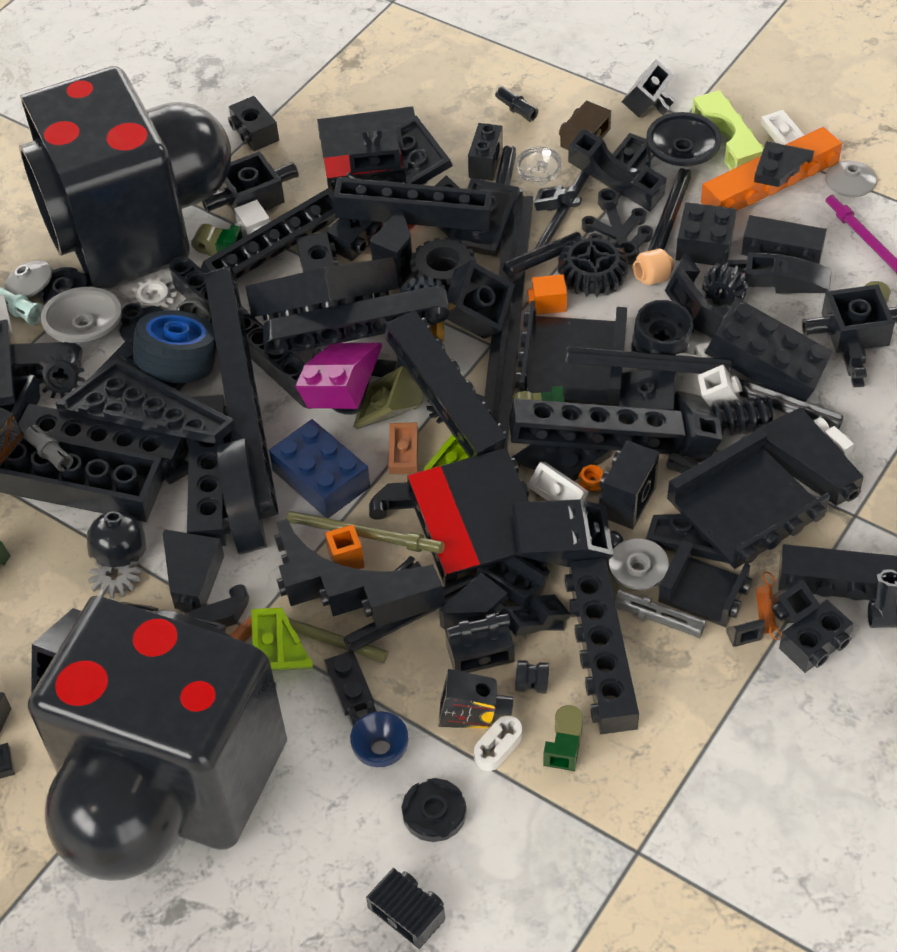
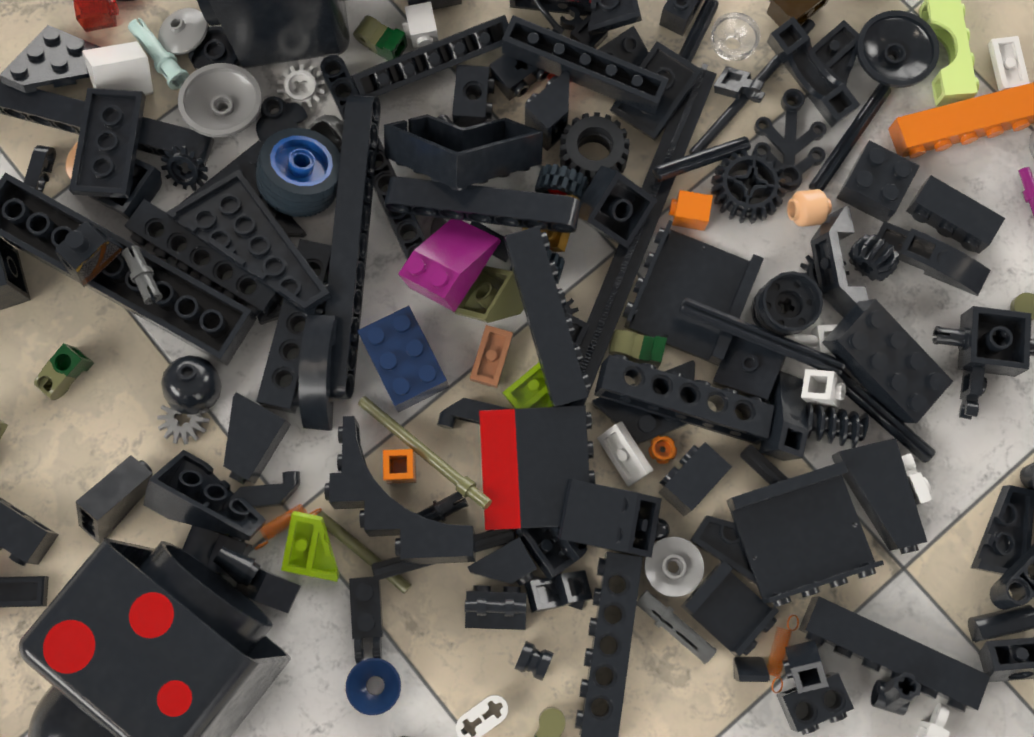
camera: 15 degrees right, 25 degrees up
(471, 701) = (457, 671): black torso -> none
(780, 162) = (987, 117): black wing -> none

